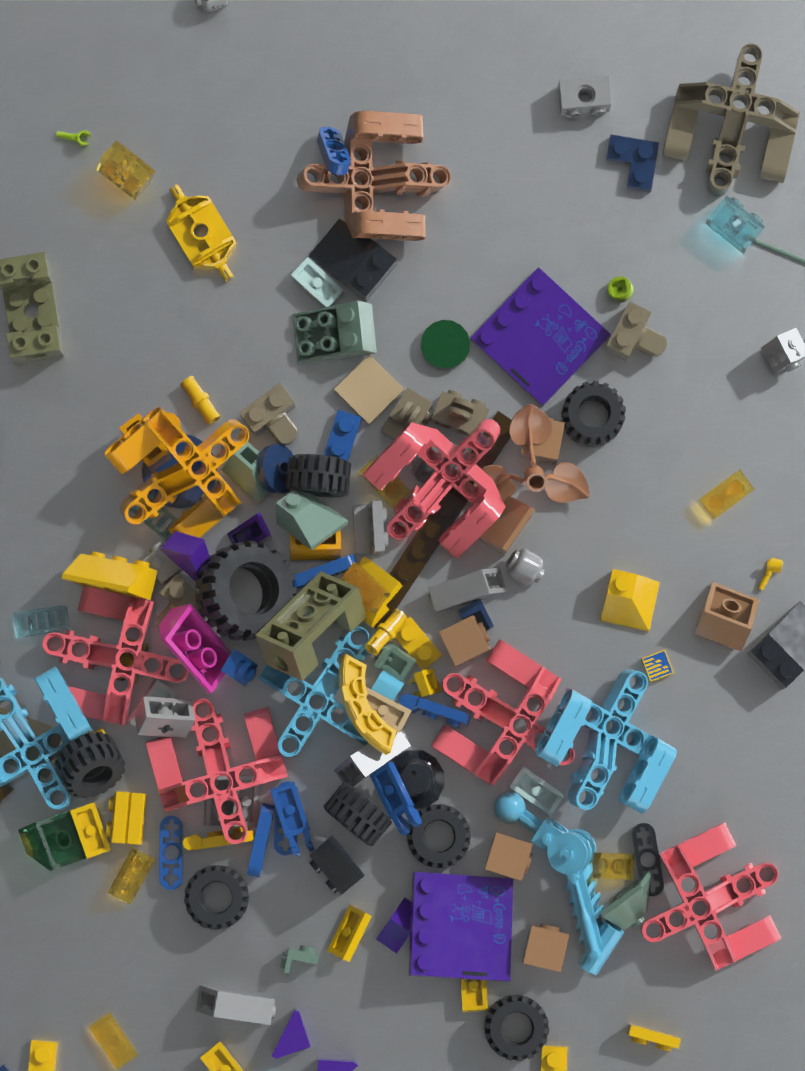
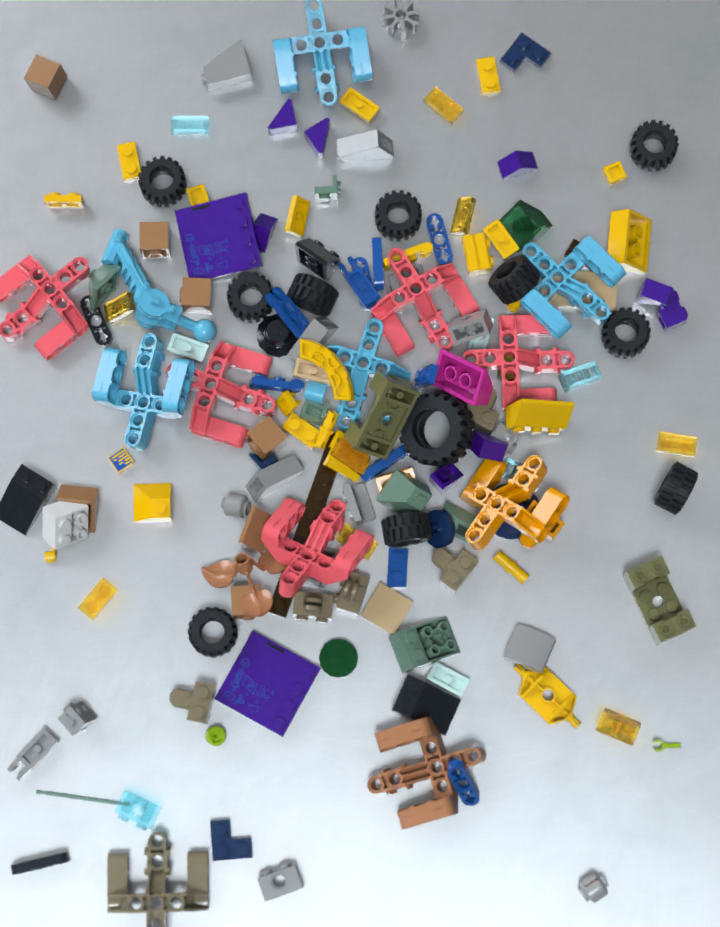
camera: 170 degrees right, 5 degrees down
(39, 929) = (517, 164): none -> dark purple slope
(206, 293) = (529, 648): none -> light grey slope
(748, 596) = (65, 523): none -> white slope

